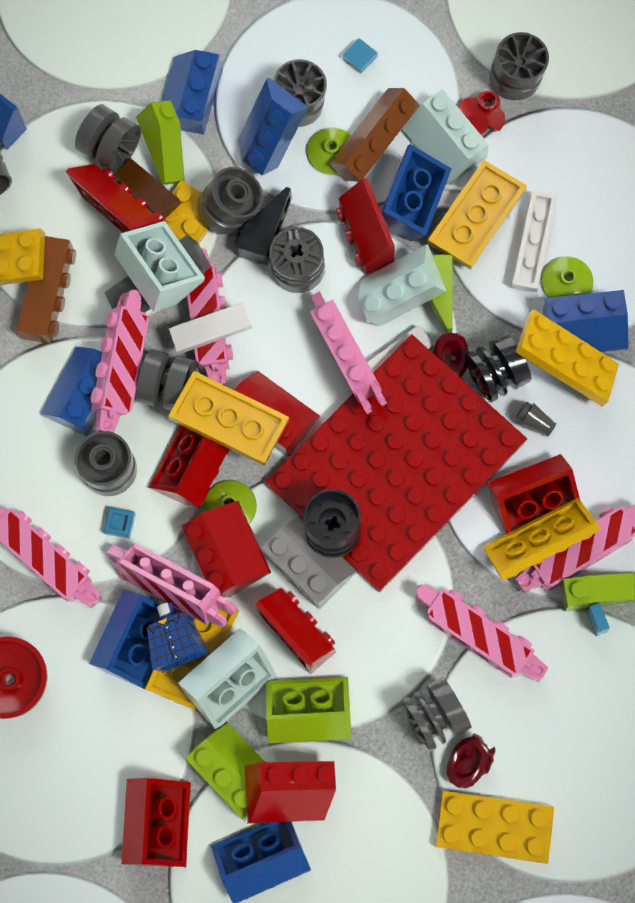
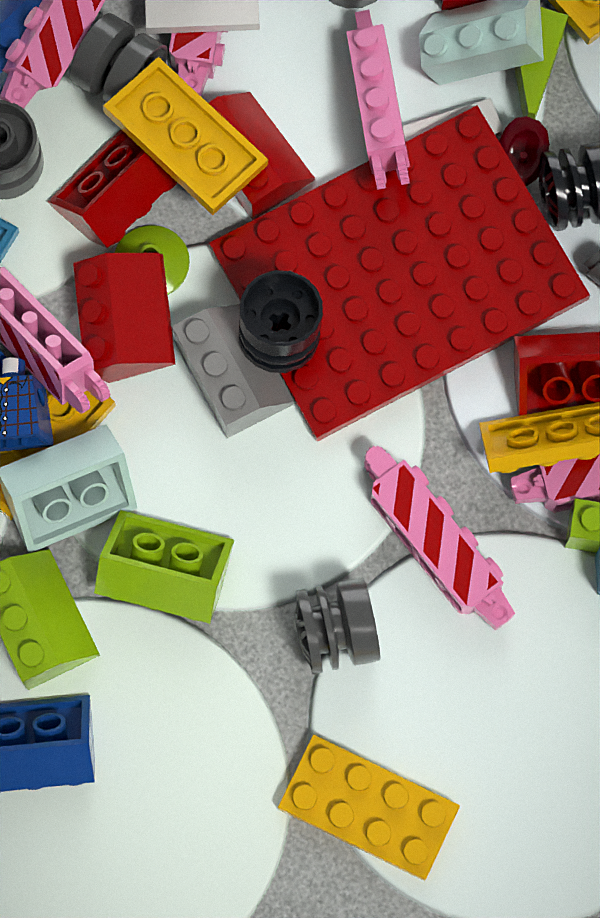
camera: 10 degrees right, 0 degrees up
(289, 791) = (99, 664): red slope -> none
(296, 628) = (184, 451): red slope -> none
(469, 761) = (363, 706): dark red hat -> none

